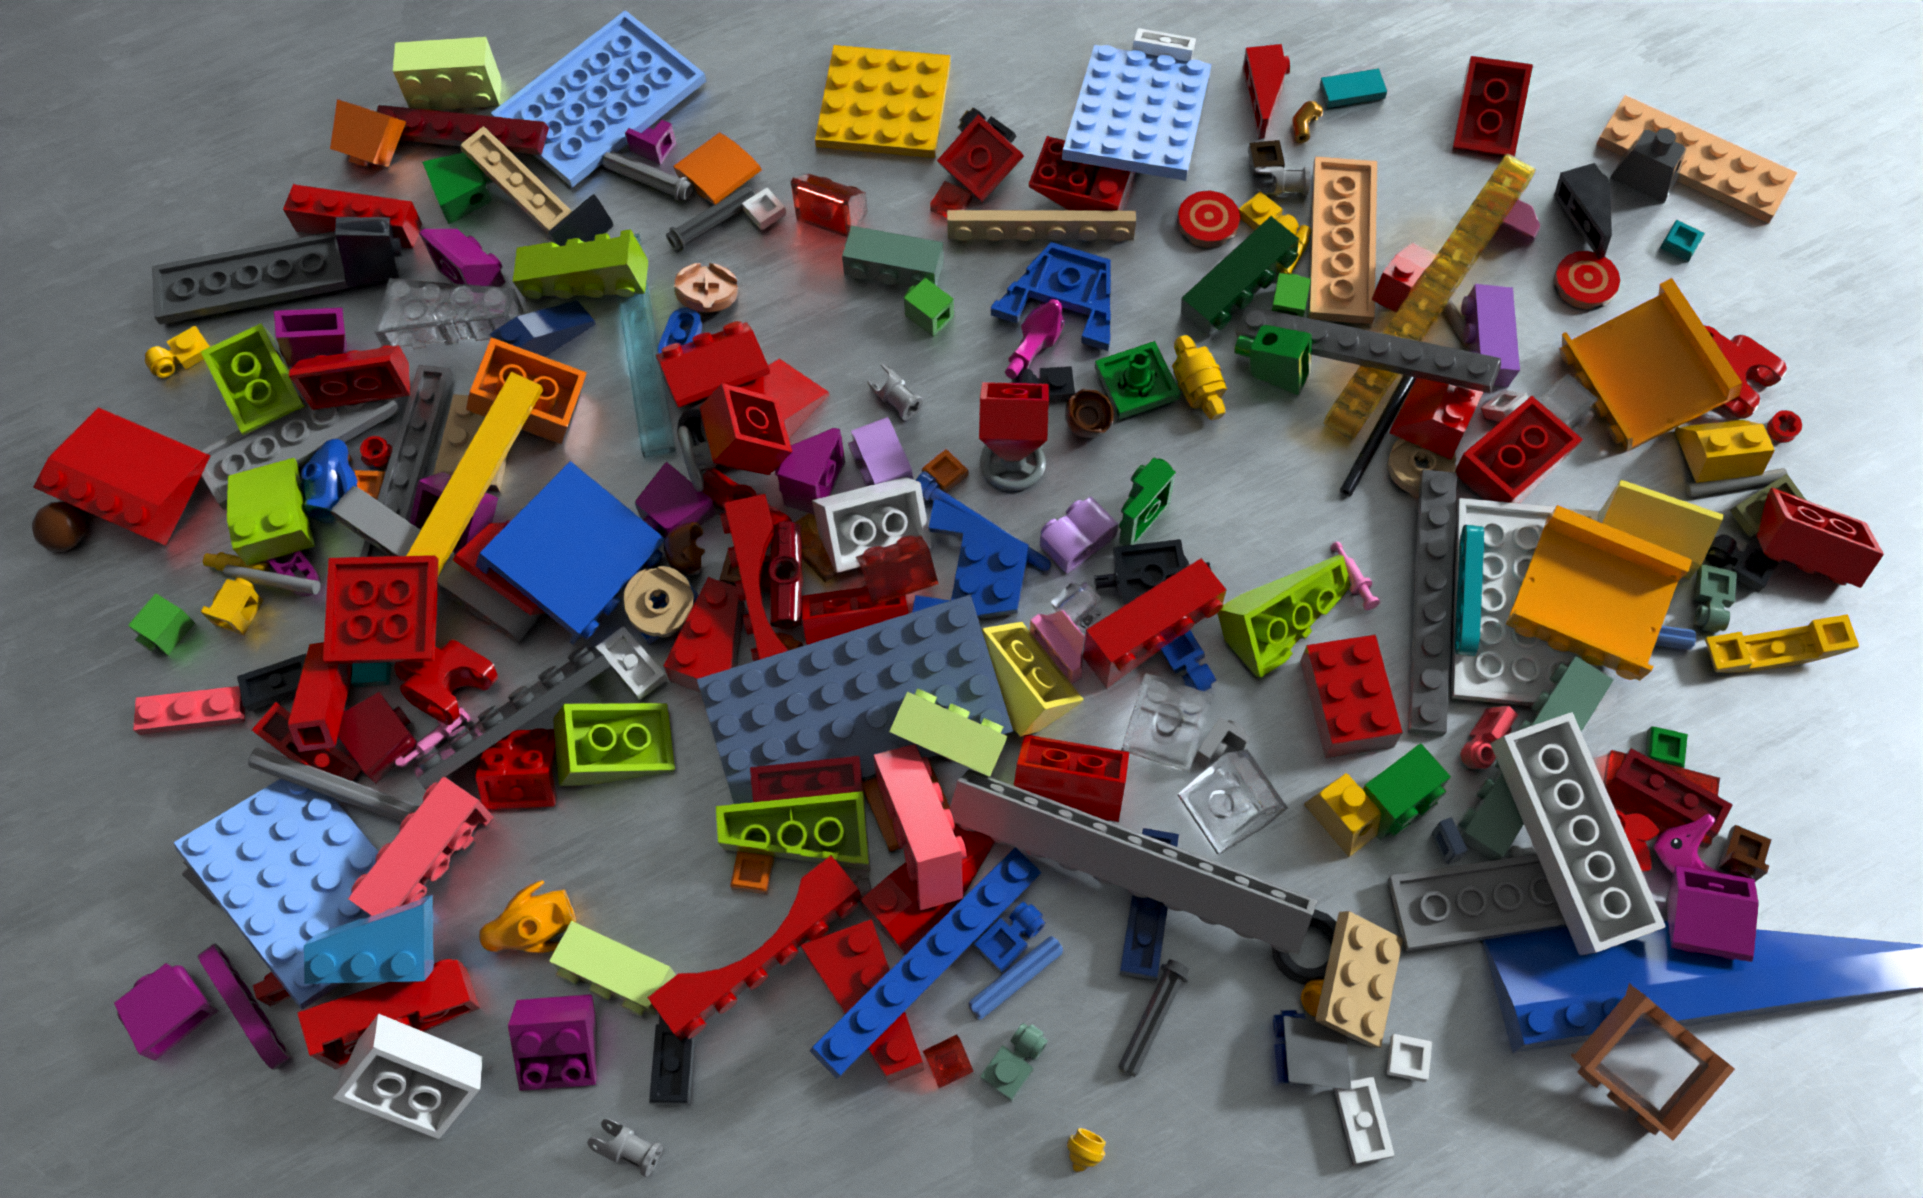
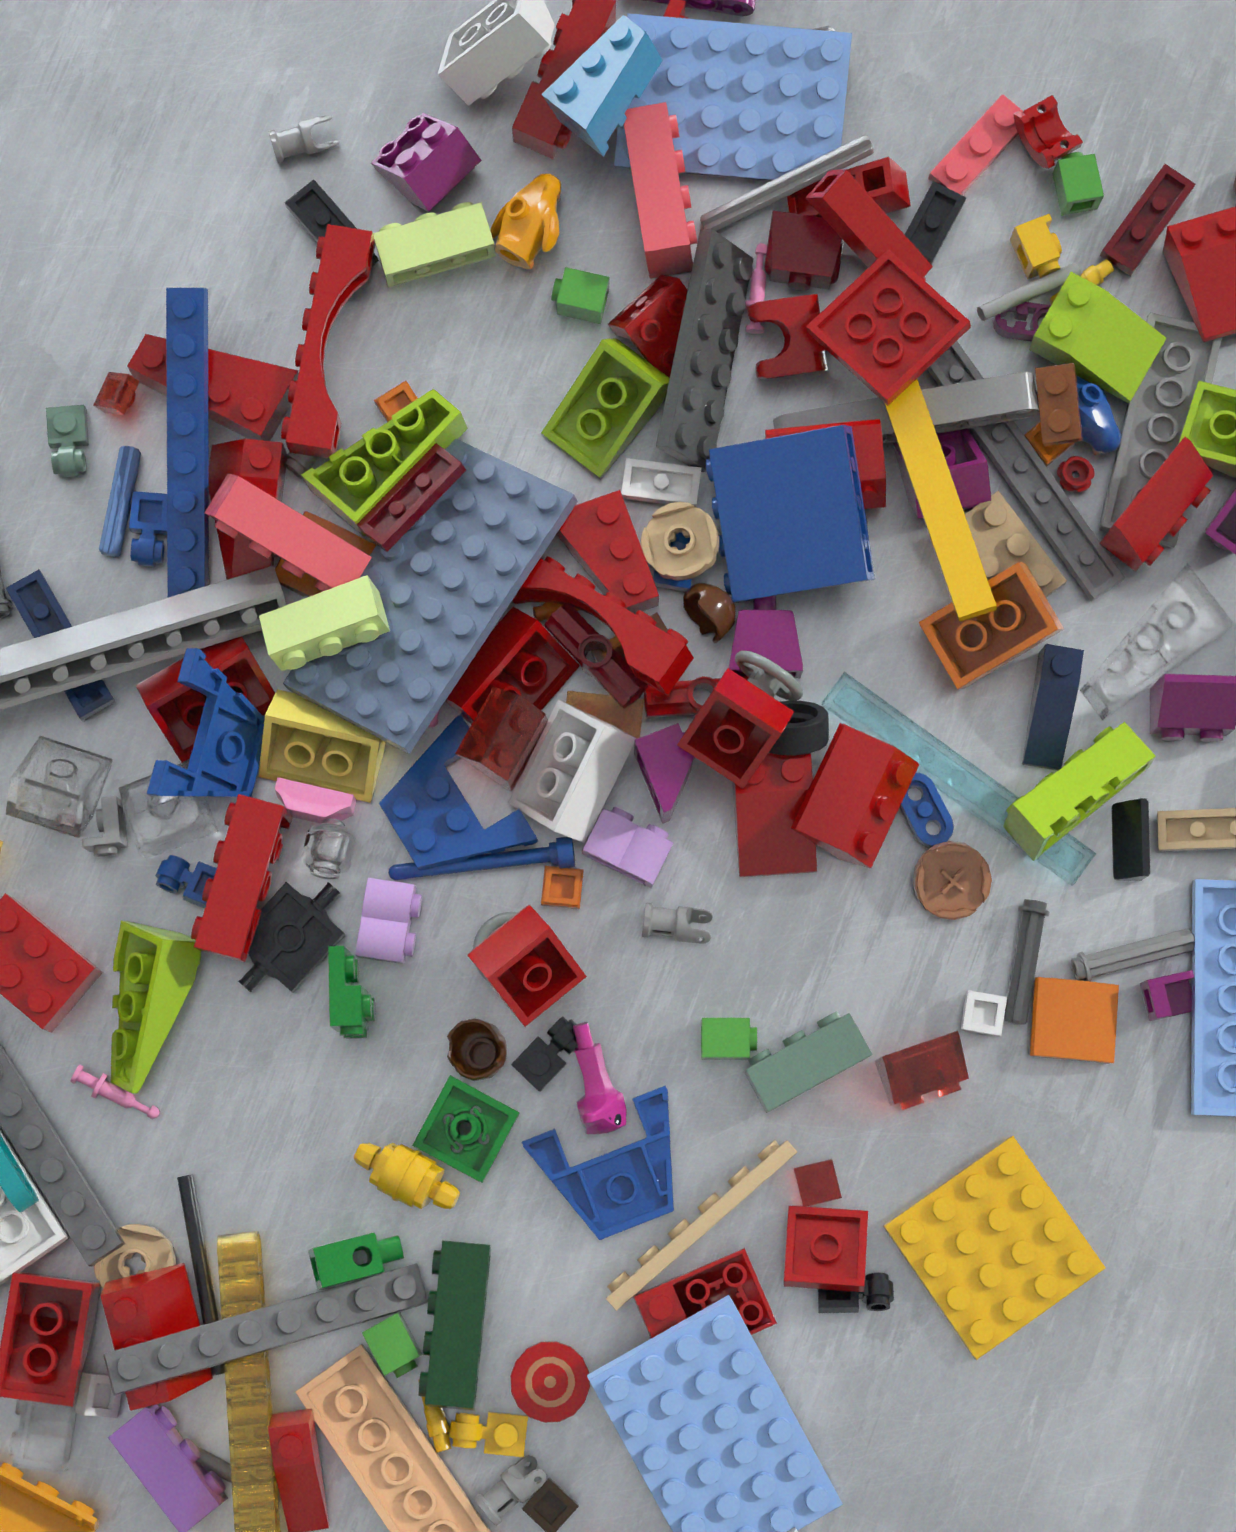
camera: 135 degrees right, 15 degrees up
(143, 670) = (1045, 133): none -> red piece
(149, 565) = (1147, 219): none -> dark red plate
(335, 478) = (1058, 404): none -> dark orange plate
(550, 836) = (581, 295): none -> bright green brick
(1092, 717) = (226, 742): none -> blue wing

